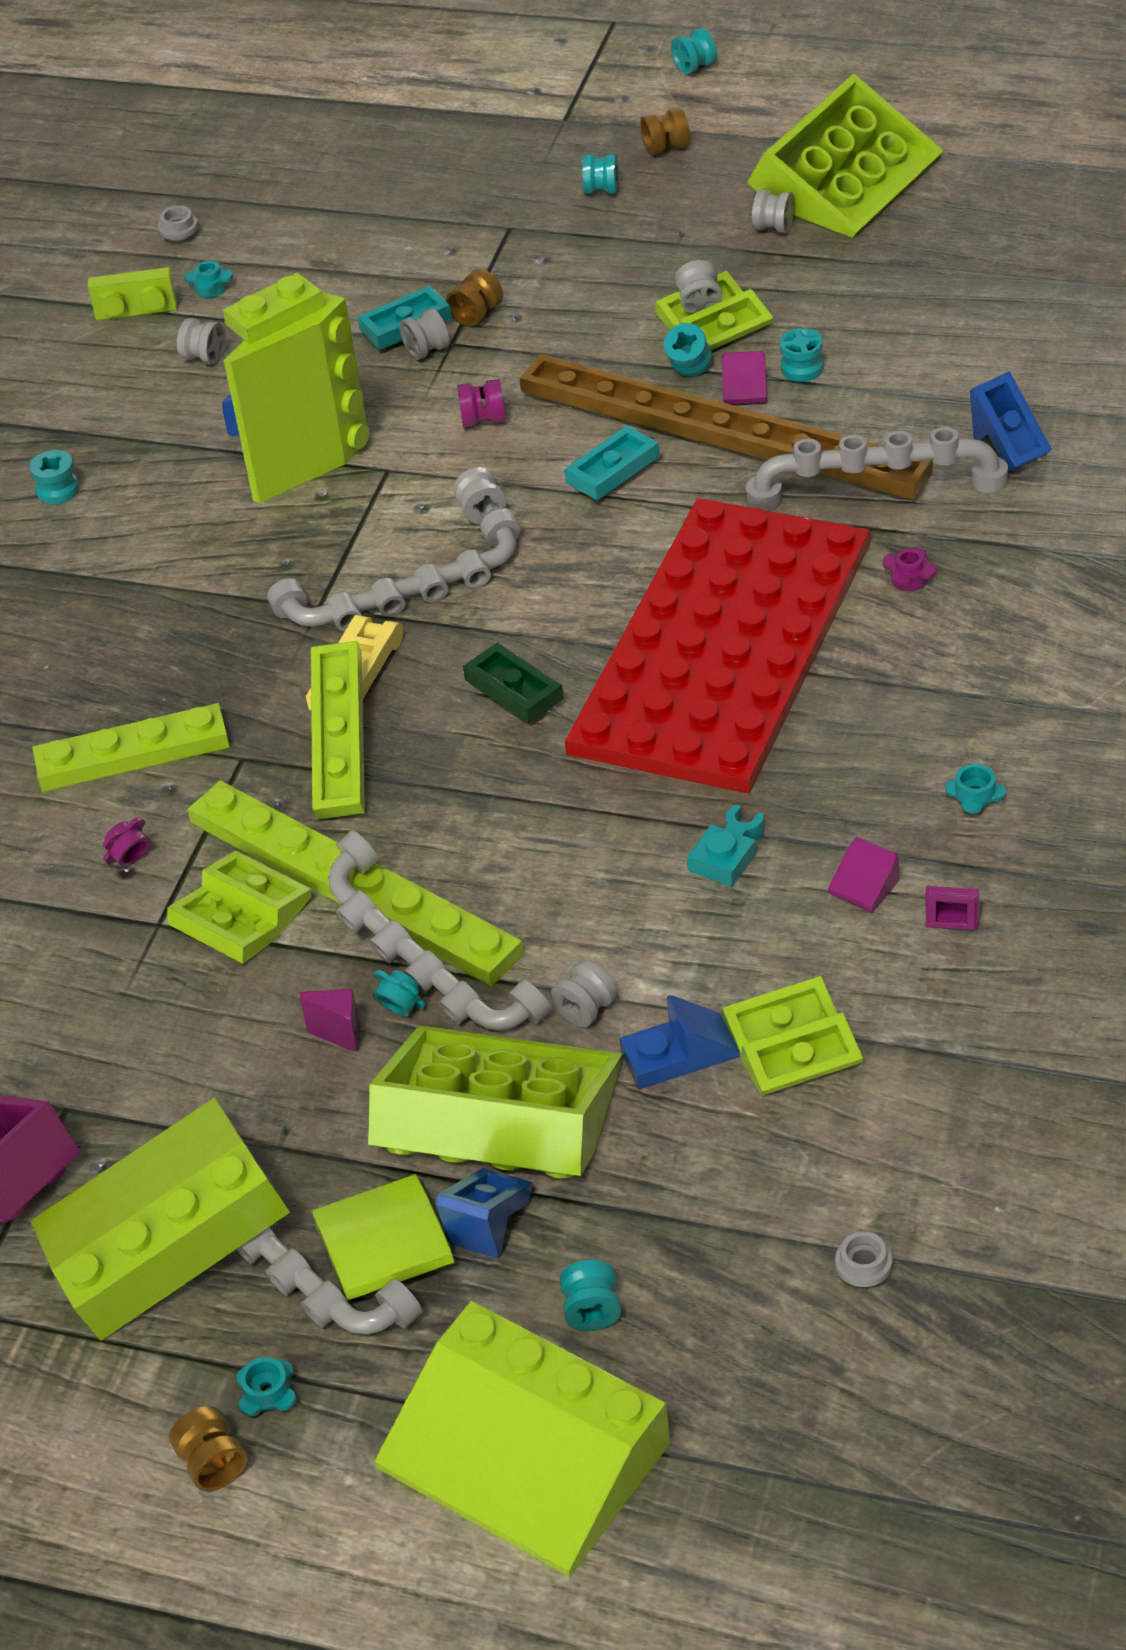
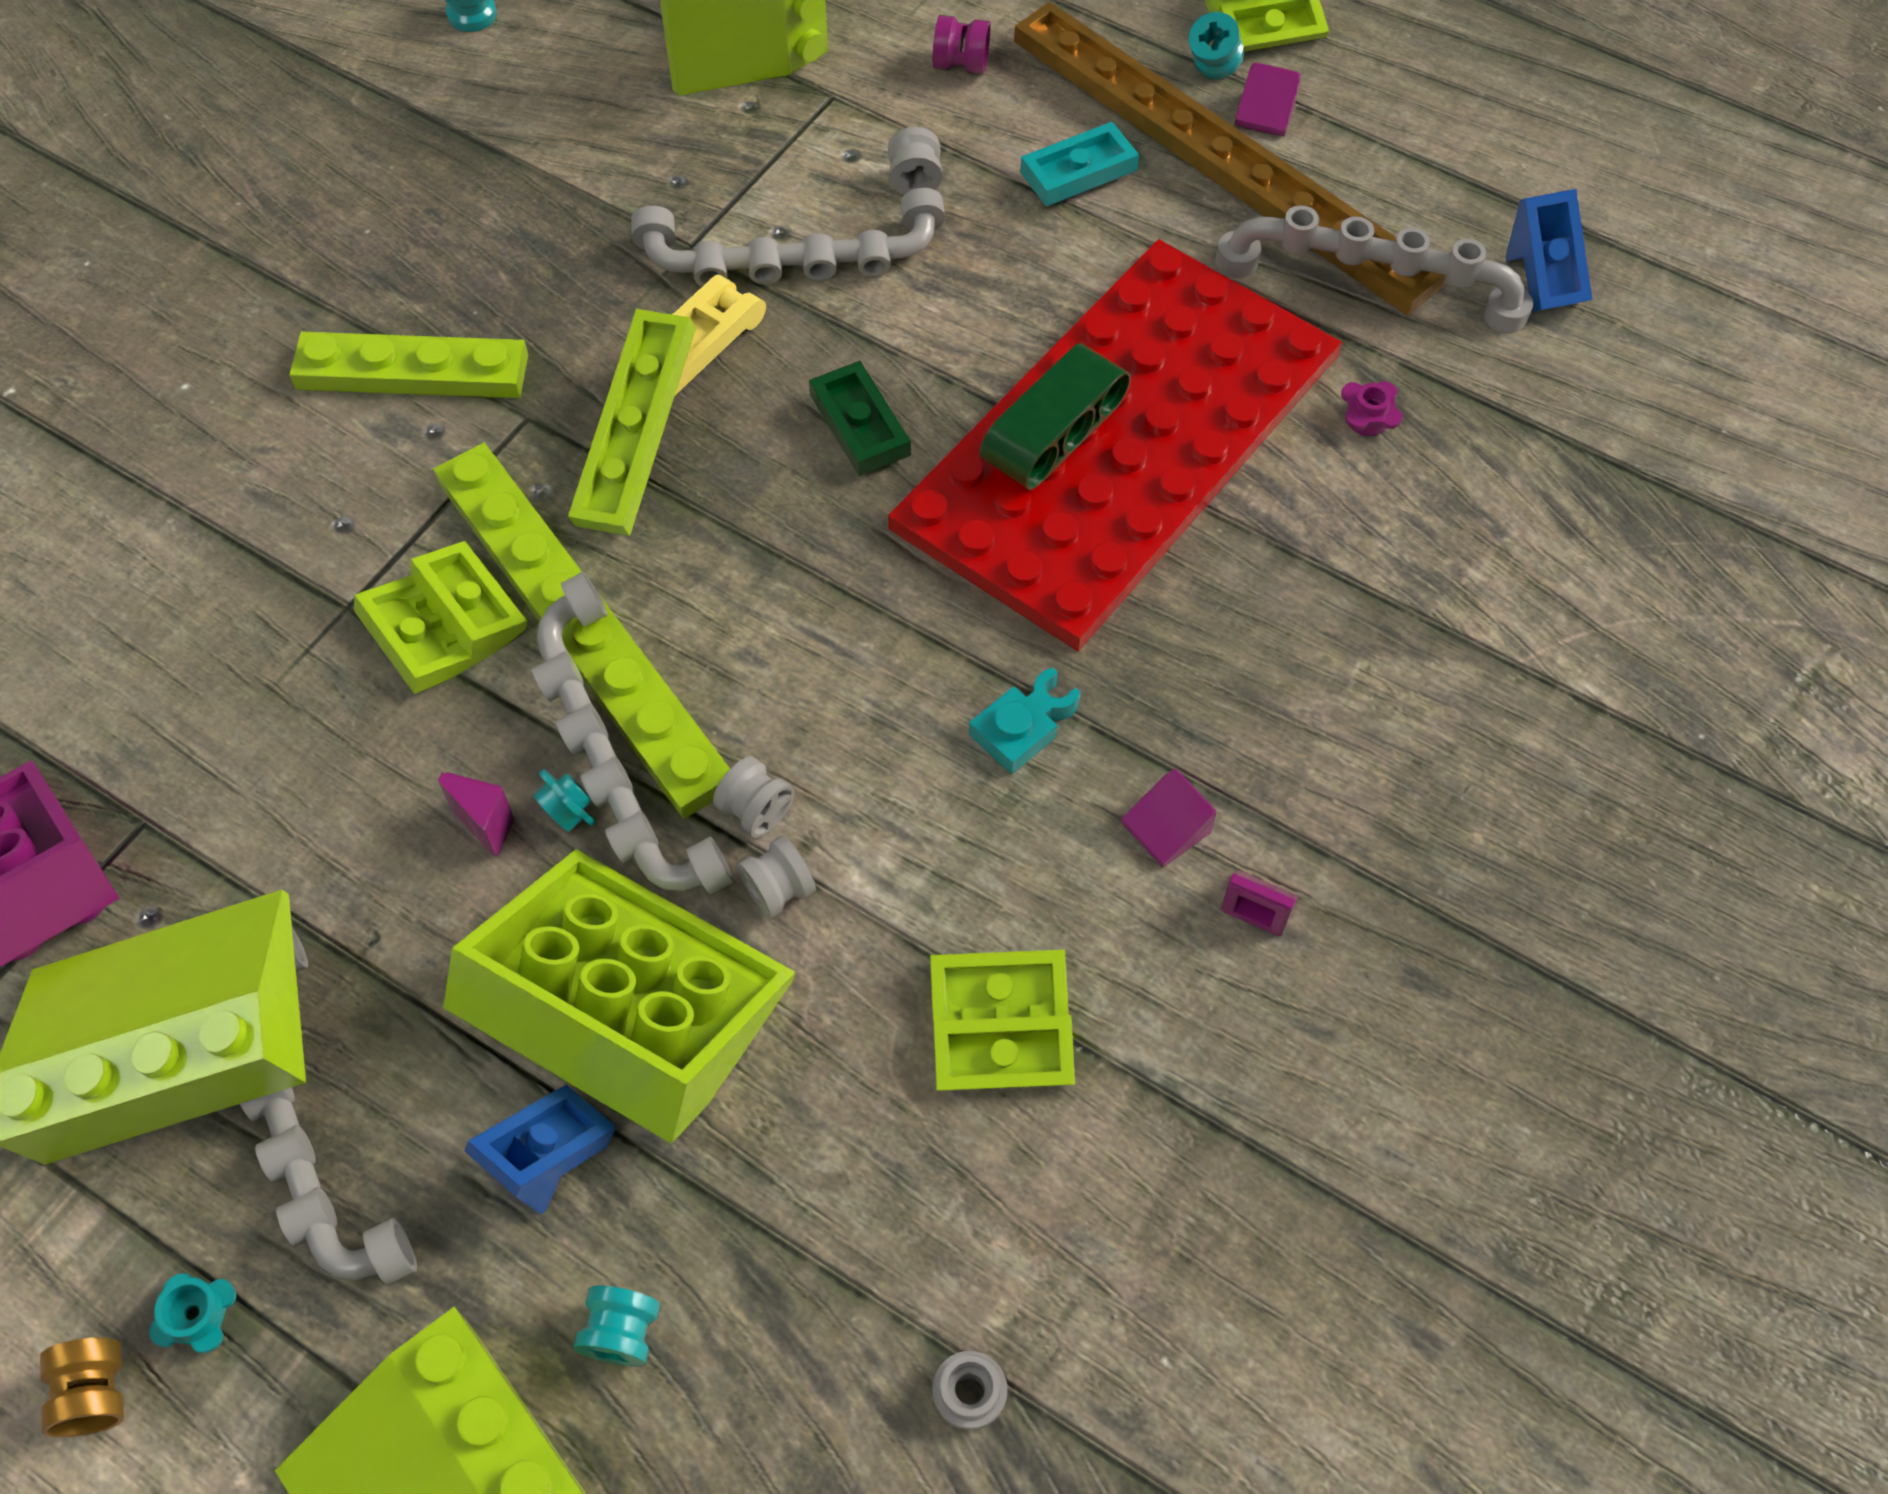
camera: 10 degrees right, 15 degrees up
(126, 843) = (346, 492): magenta plate -> none
(382, 1236) = (406, 1143): lime slope -> none
(543, 948) = (753, 797): none -> light grey wheel
(670, 633) = (1055, 416): none -> dark green beam
(685, 1044) = (863, 987): blue slope -> none
(801, 354) = (1343, 88): teal wheel -> none
(975, 787) = (1349, 723): teal plate -> none

